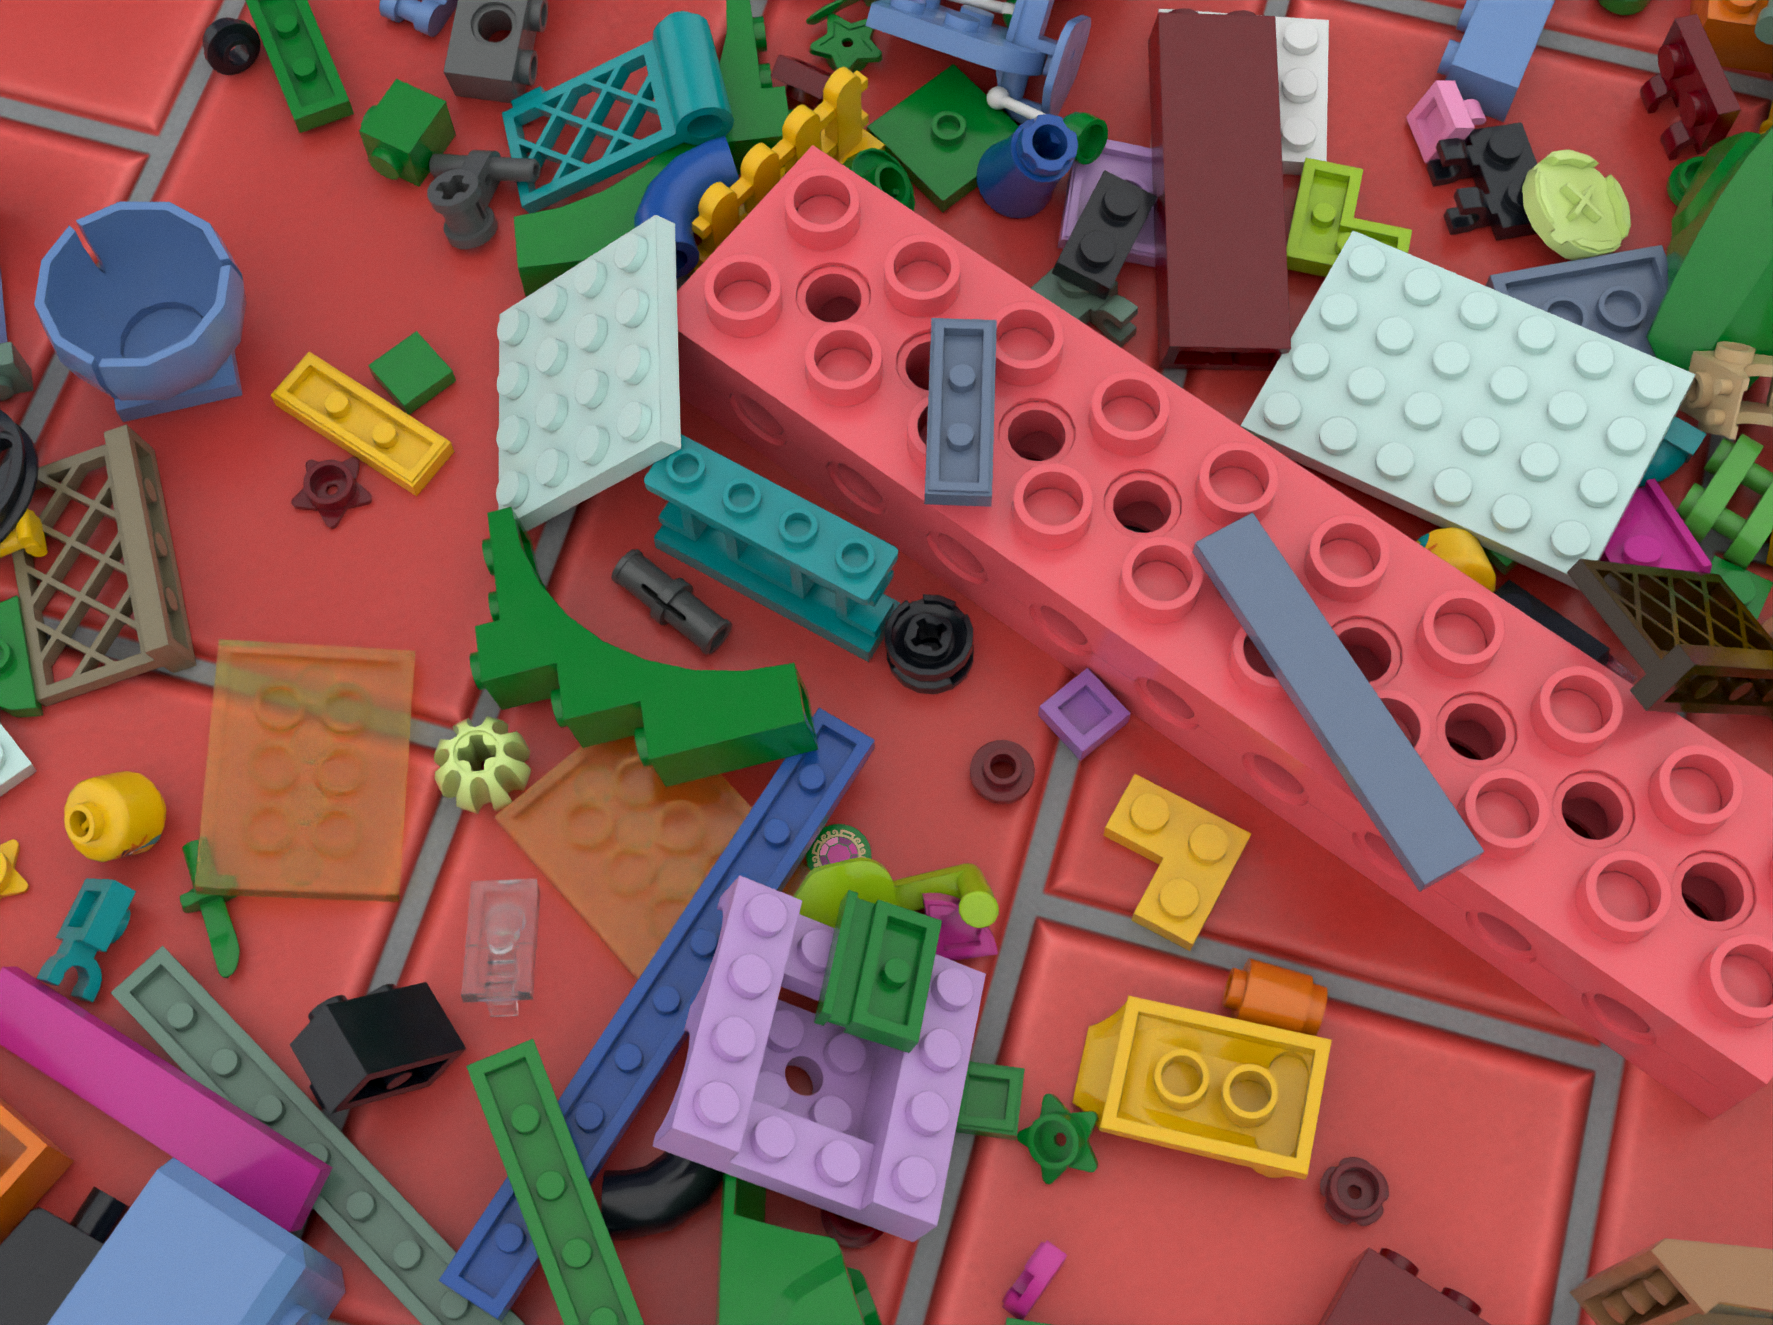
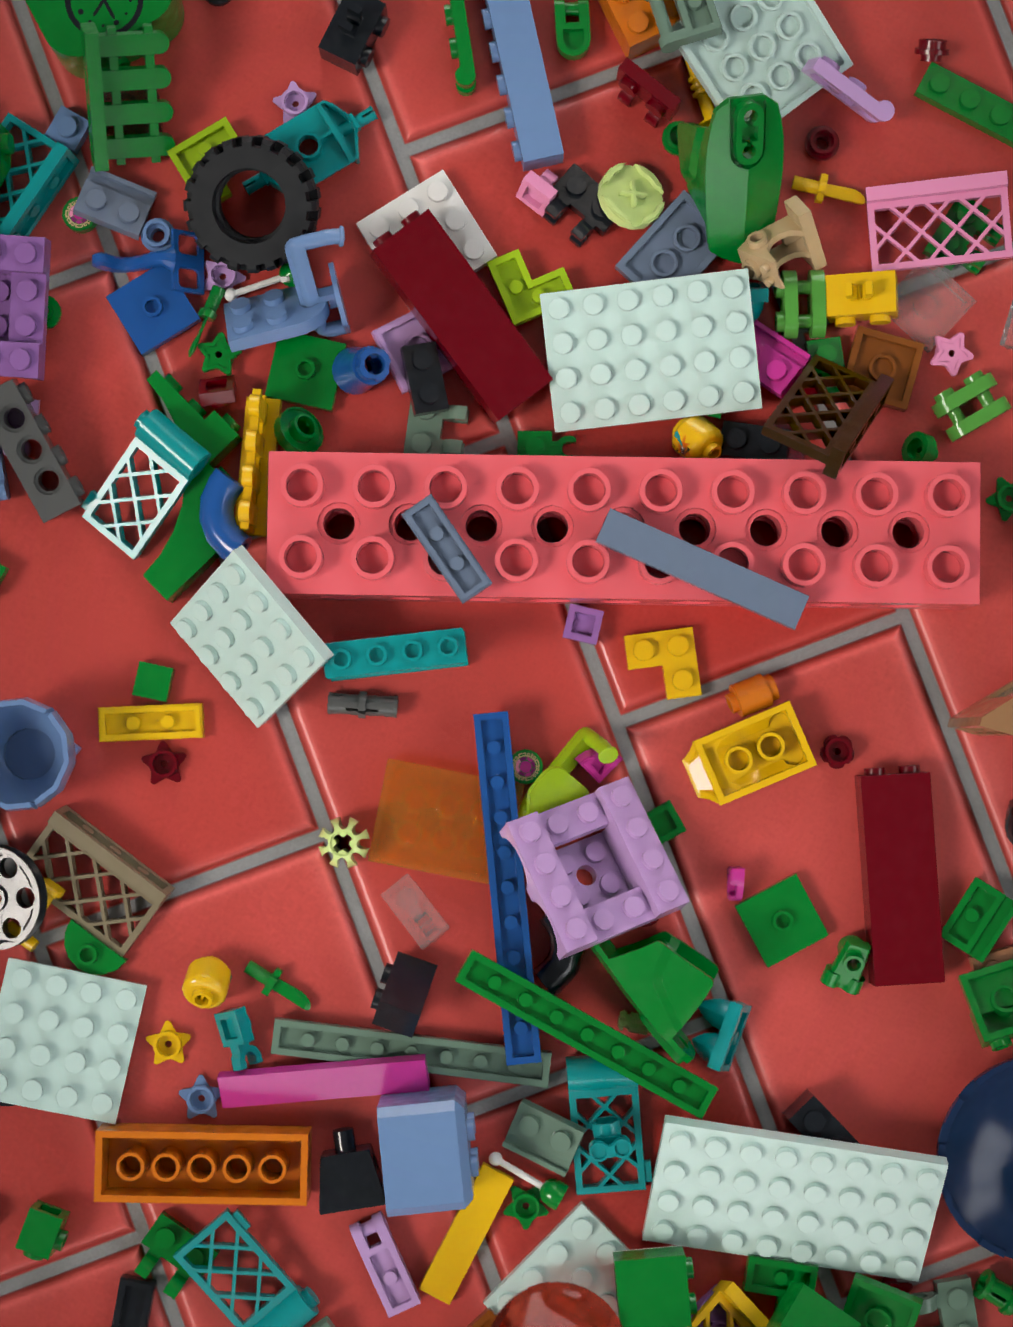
camera: 40 degrees left, 20 degrees up
(306, 772) = (269, 899): clear yellow plate -> none
(406, 132) = (47, 564): green brick -> none
(466, 187) = (105, 580): dark grey piece -> none
(681, 717) = (329, 774): green arch -> none
(879, 972) = (590, 816): green plate -> none
(929, 644) = (492, 640): black wheel -> none
(1002, 789) = (578, 676): dark red plate -> none
(1042, 1141) = (701, 826): green plate -> none
(1090, 130) = (377, 335): green hinge -> none

